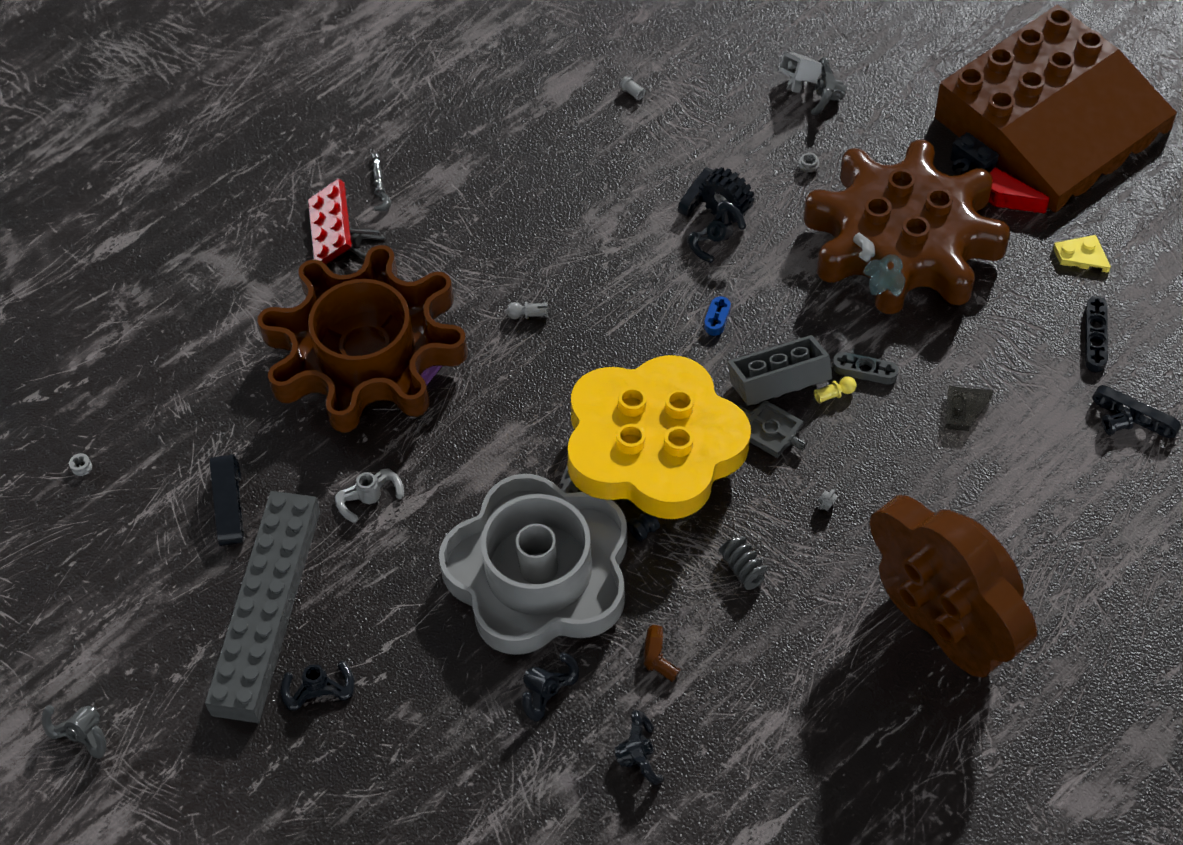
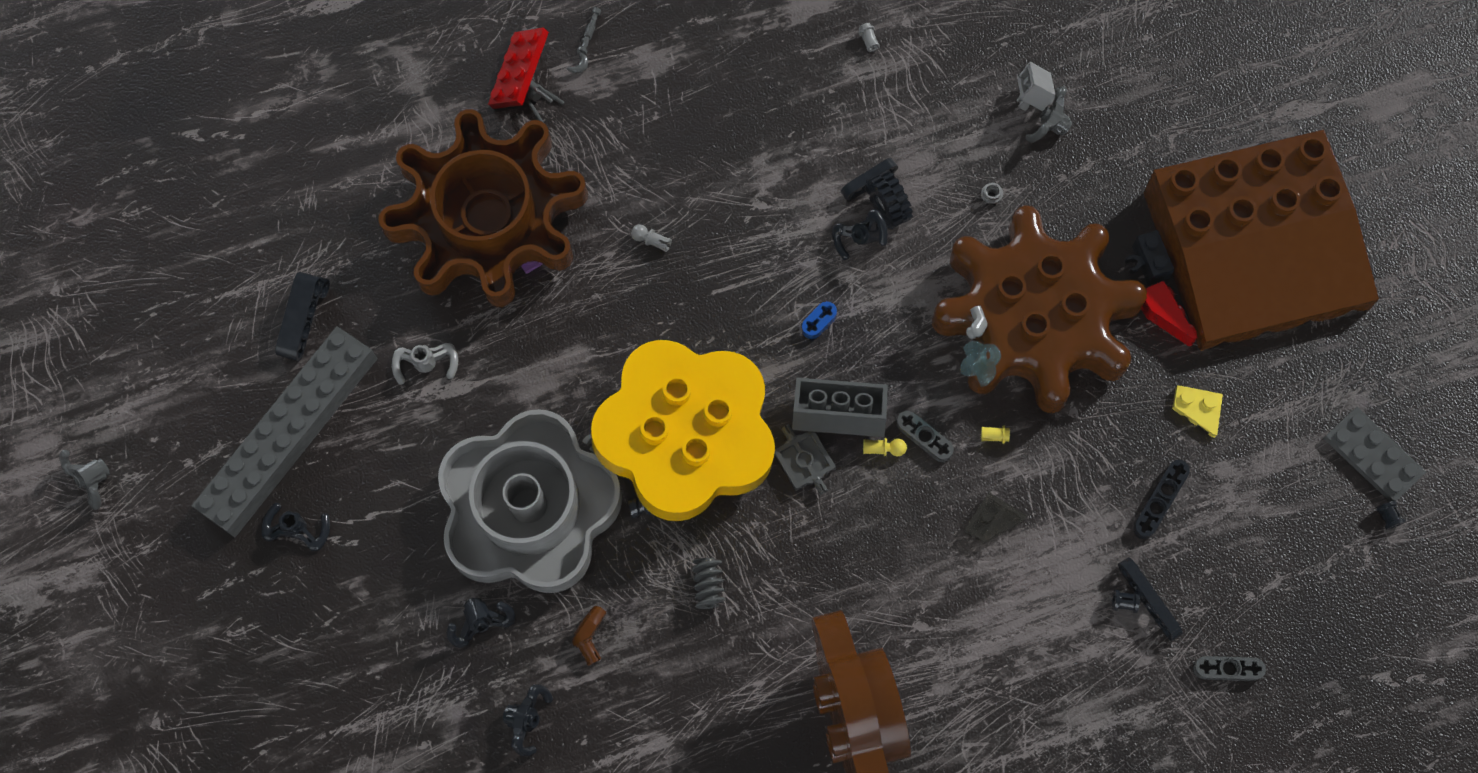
camera: 25 degrees right, 15 degrees up
(81, 470) = (204, 225): light grey bush -> none
(827, 499) = (815, 555): light grey plate -> none
(930, 339) = (995, 434): none -> light yellow pin

